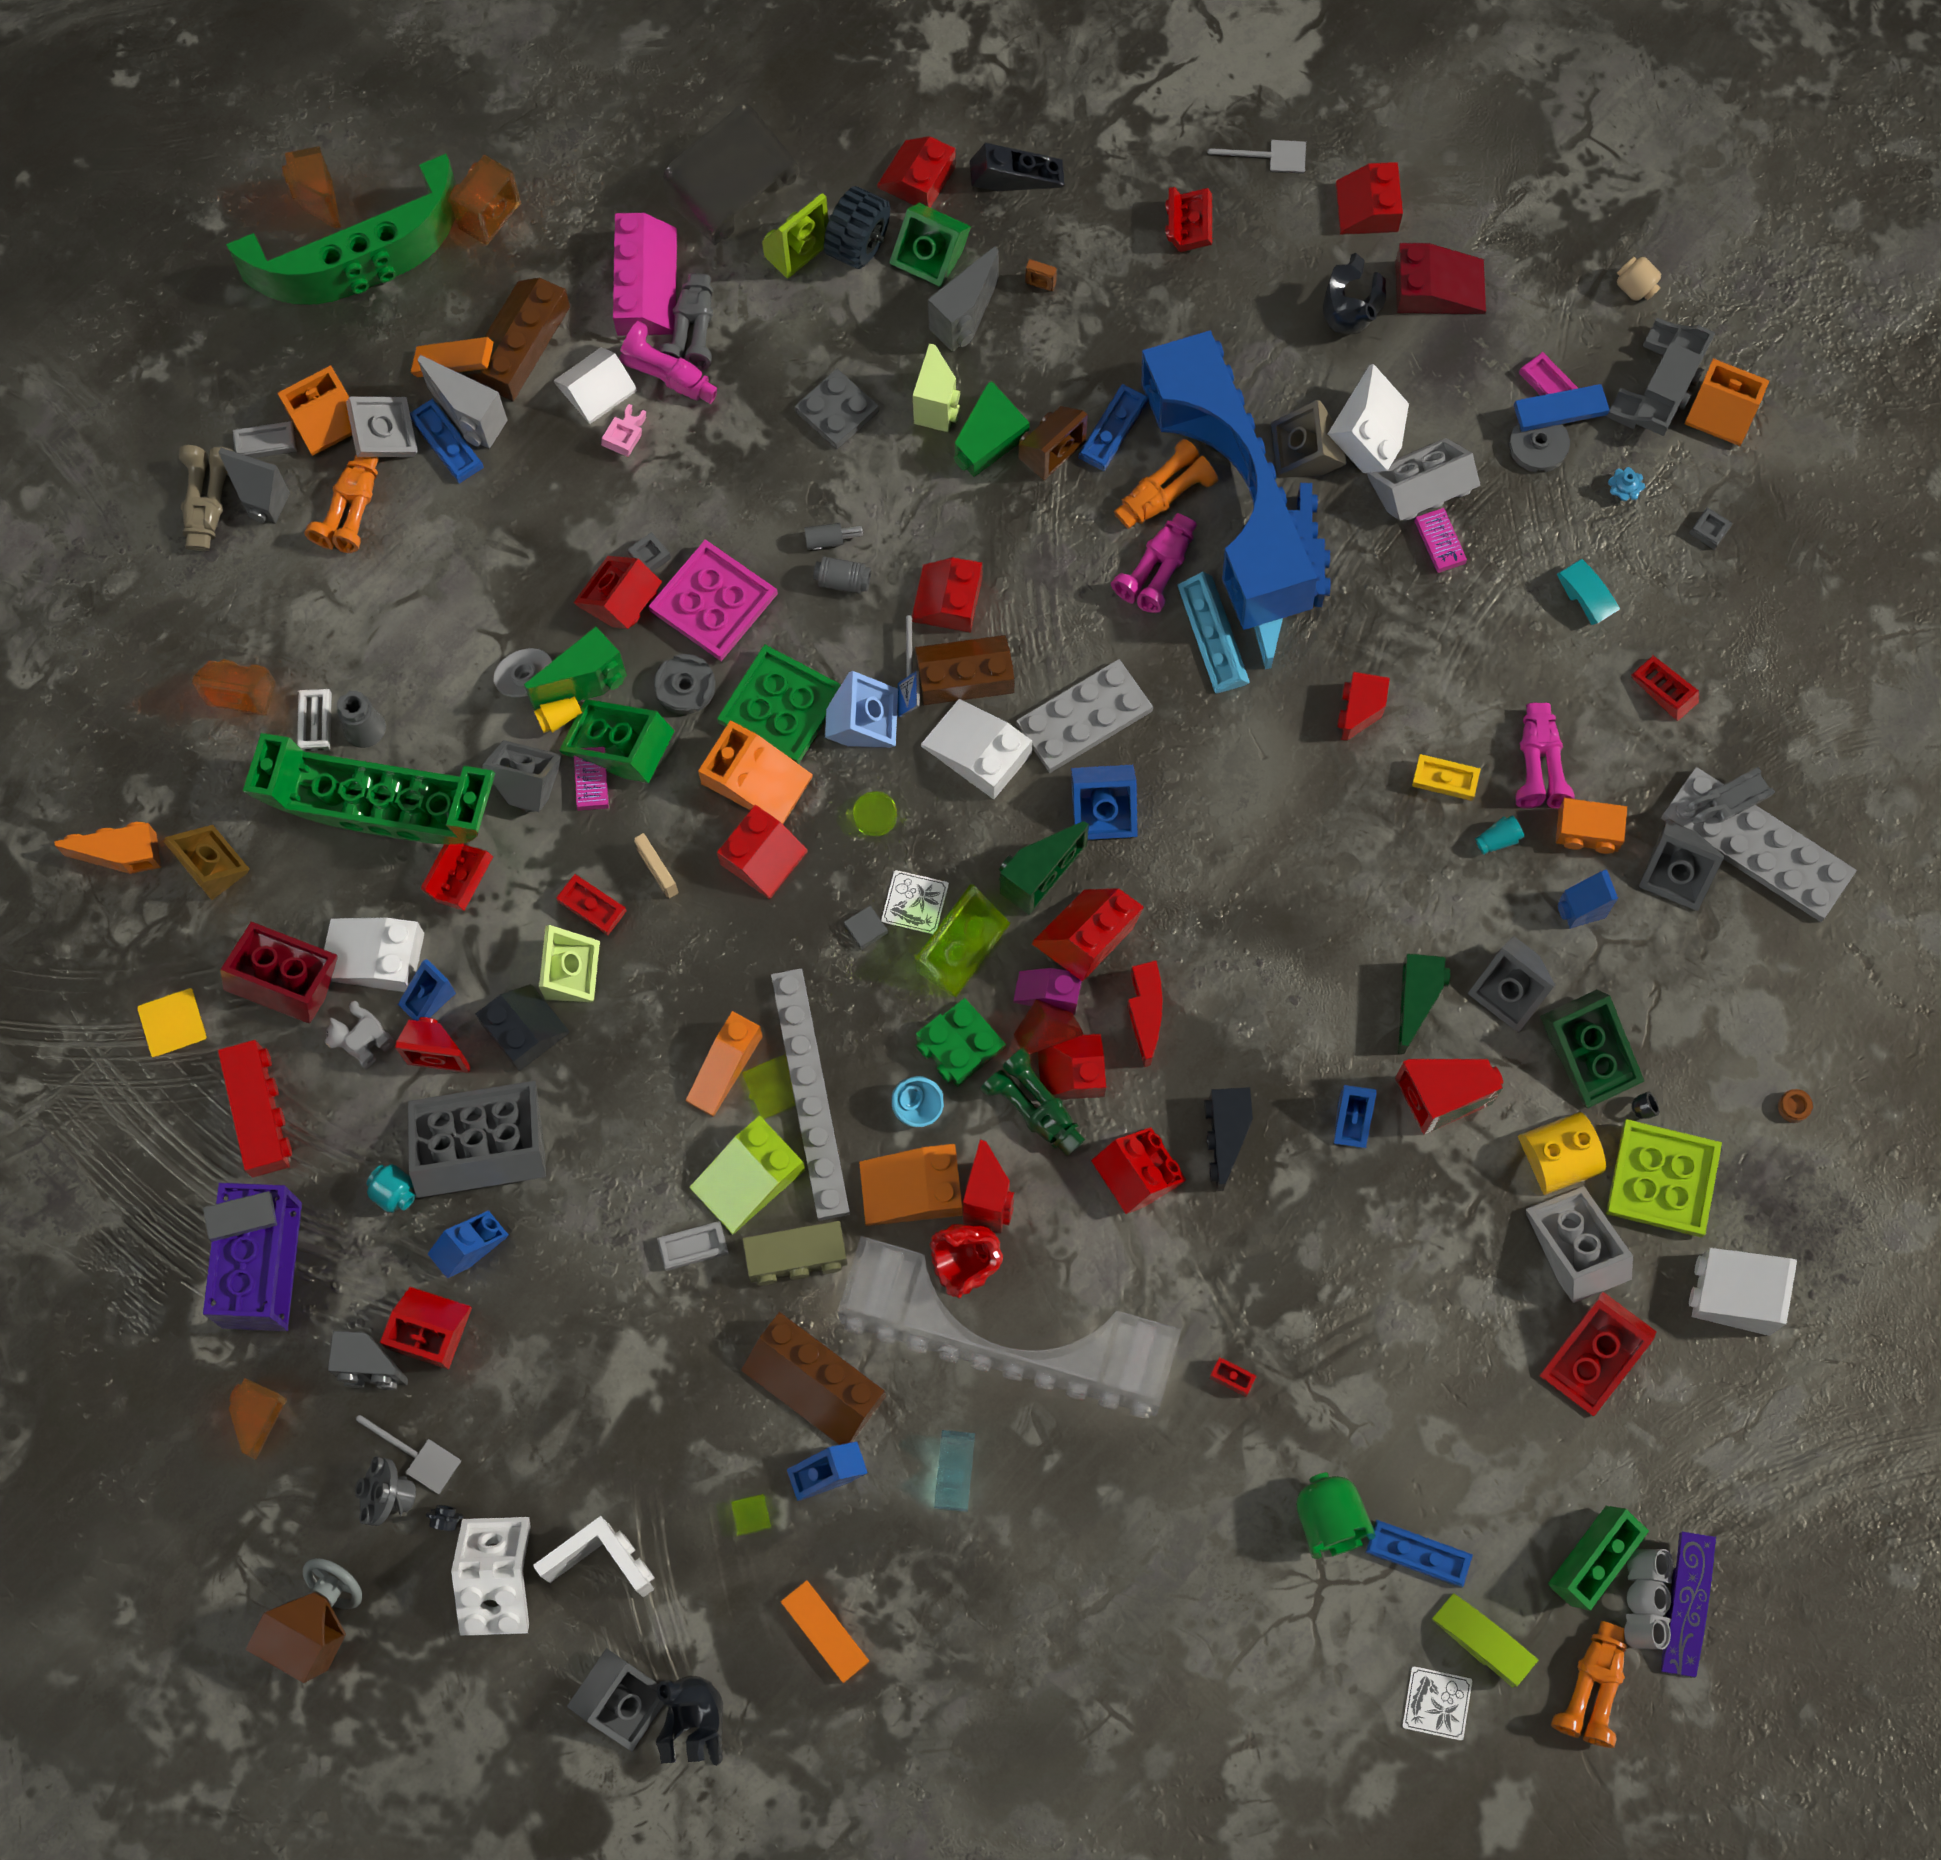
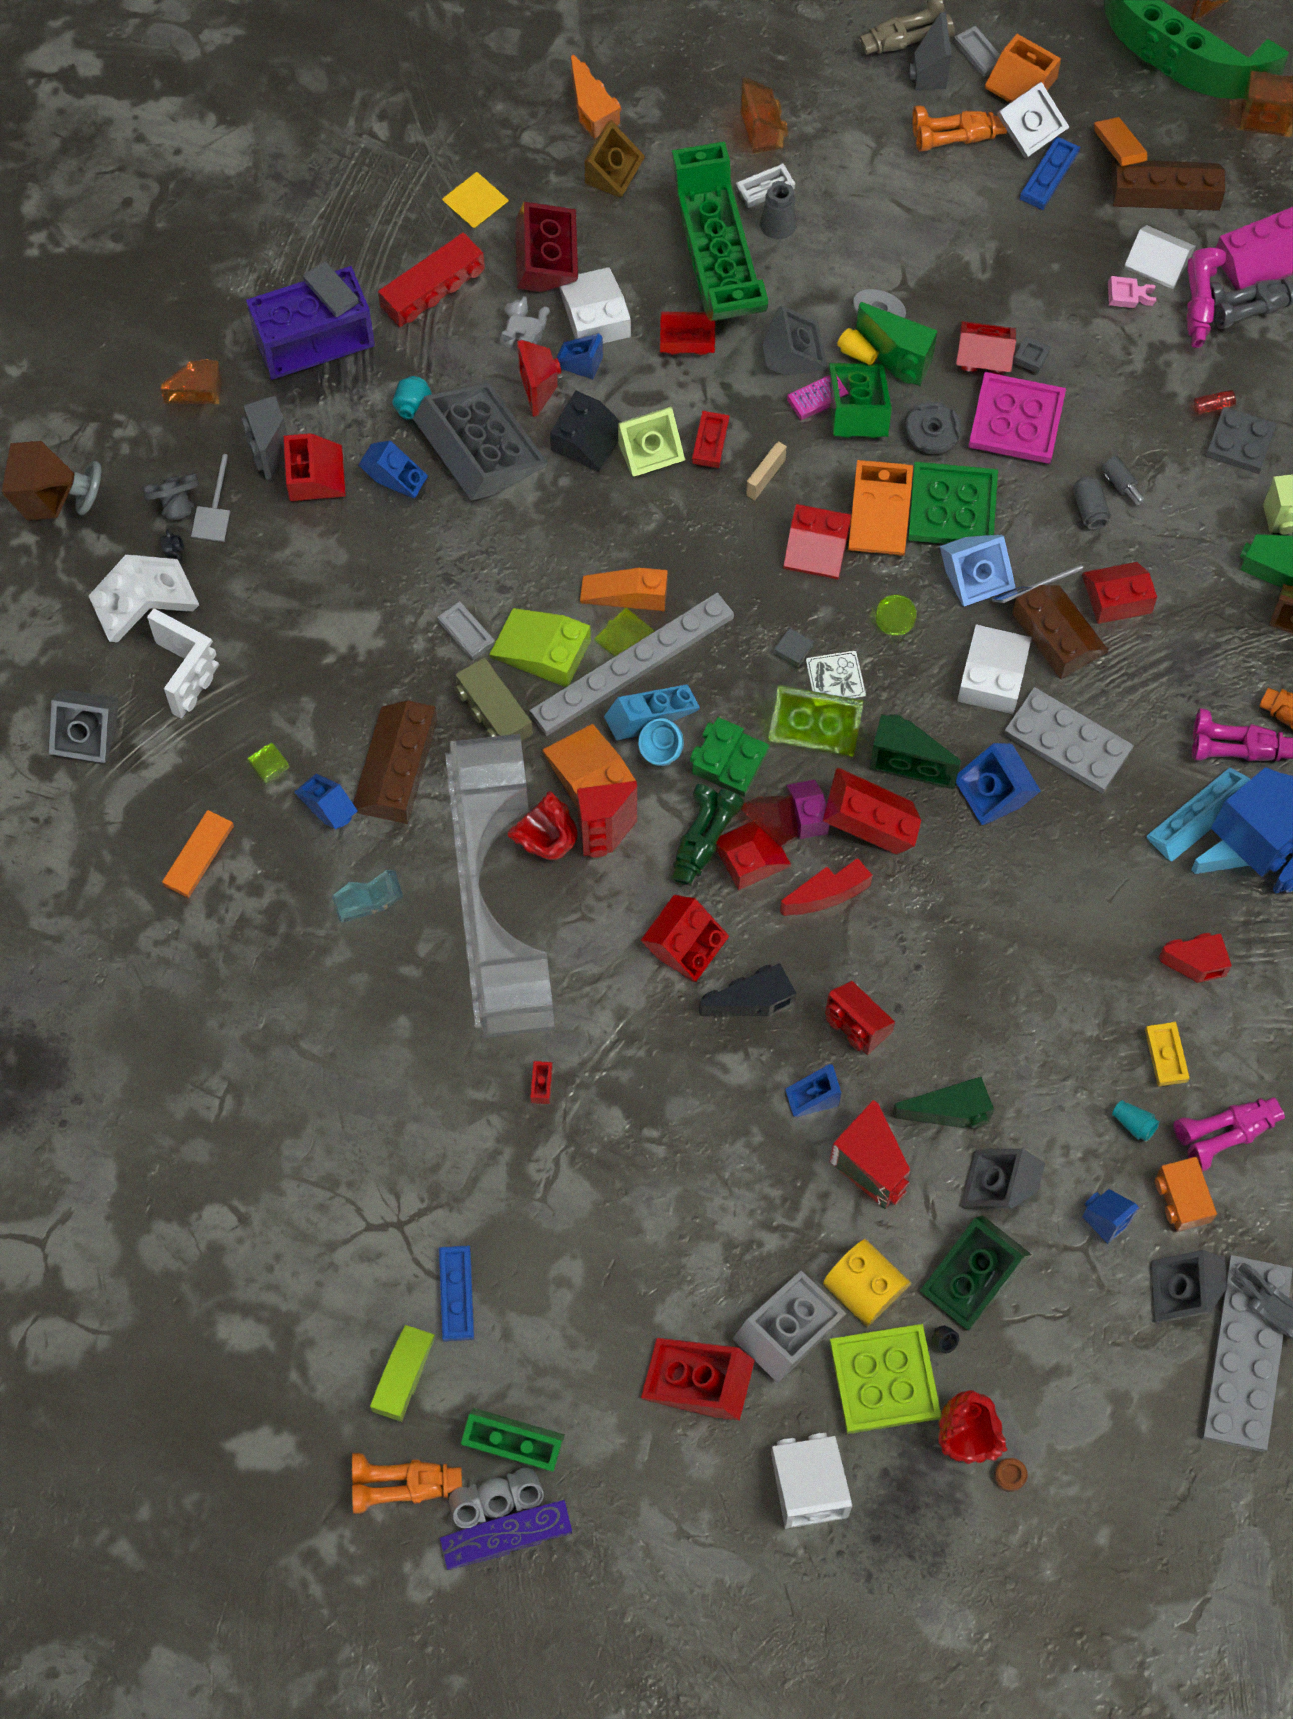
camera: 65 degrees right, 5 degrees down
(470, 405) = (1083, 169): light grey slope -> none
(691, 1704) = (94, 783): black piece -> none
(784, 412) = (1214, 401): none -> clear red piece
(874, 1097) = (634, 711): none -> dark azure slope
(1296, 1040) = (858, 1017): none -> red slope
(1332, 1515) = (454, 1203): green cylinder -> none
(1437, 1703) = (335, 1357): white sticker -> none
(1746, 1120) = (971, 1429): none -> red hair

